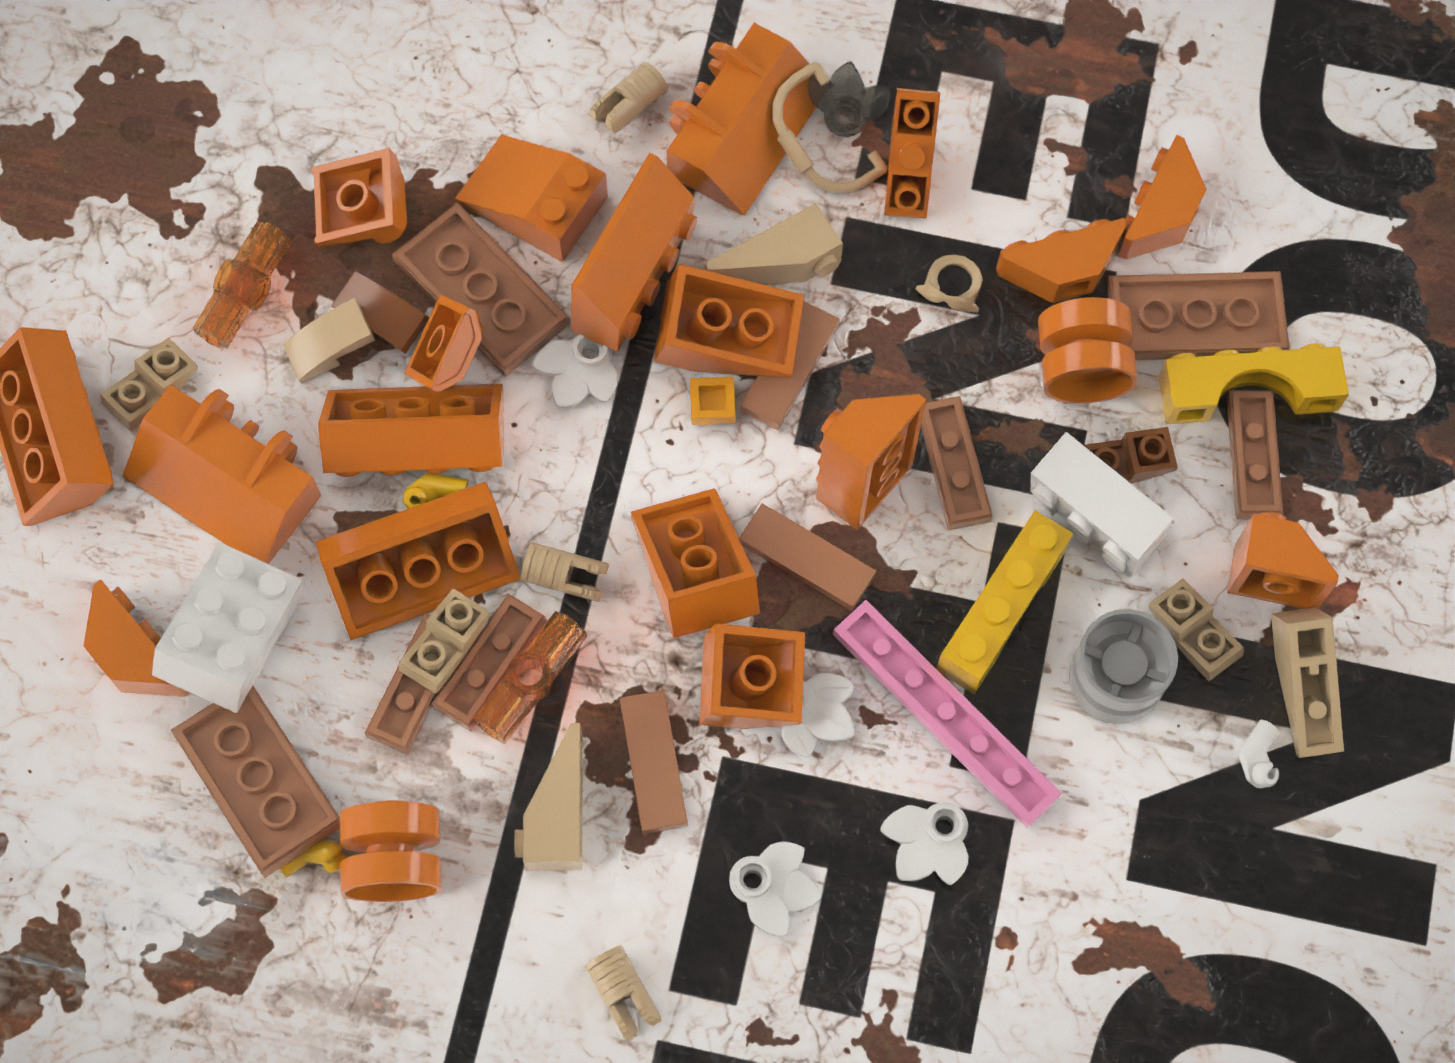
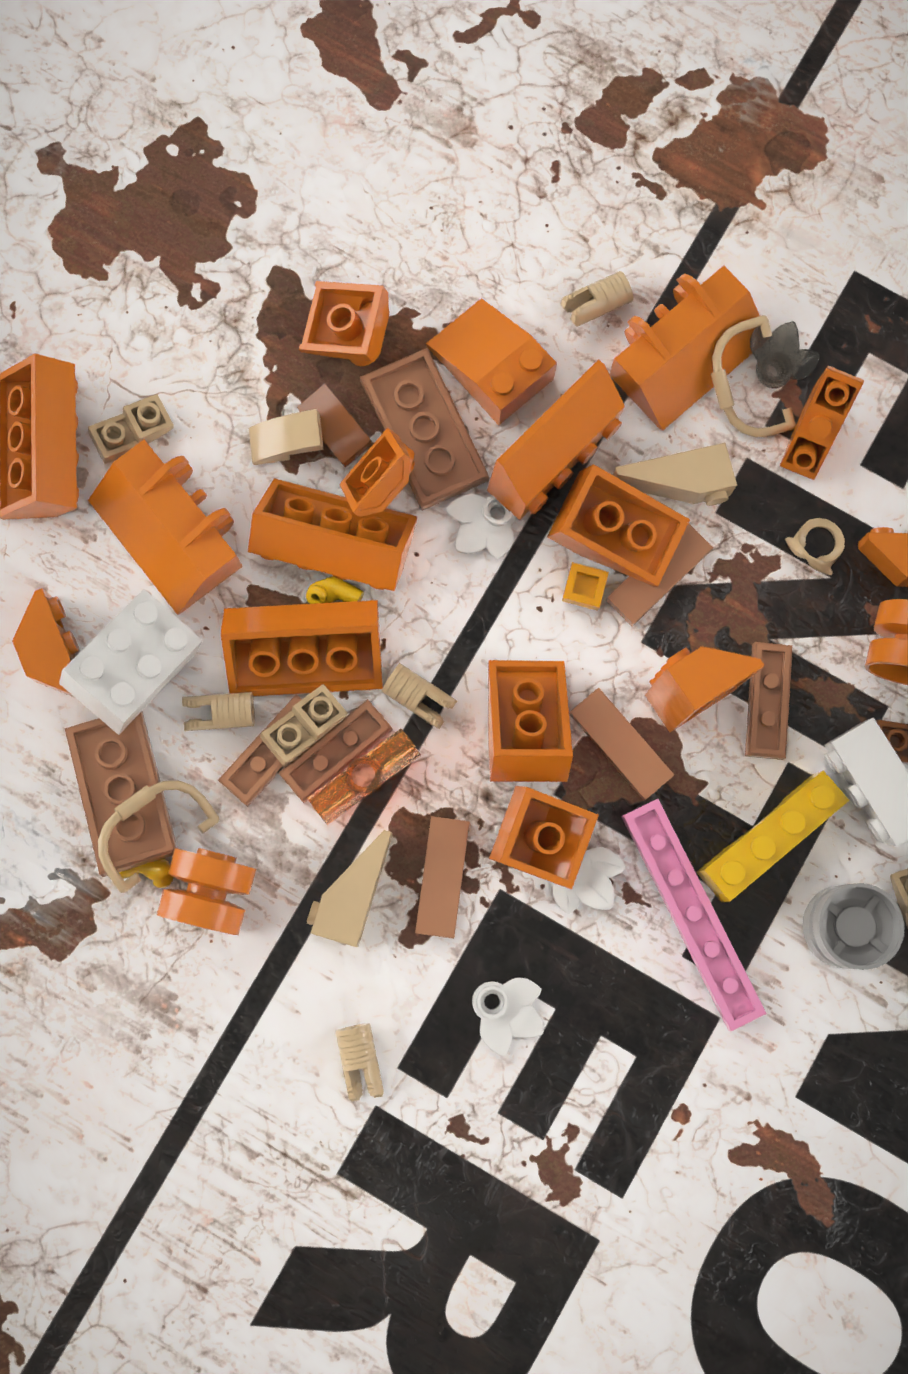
camera: 15 degrees right, 10 degrees up
(242, 284) = (229, 366): clear orange piece -> none
(276, 783) = (134, 804): none -> tan piece
(354, 654) = (228, 711): none -> tan hinge
(925, 848) = (638, 1019): white plate -> none

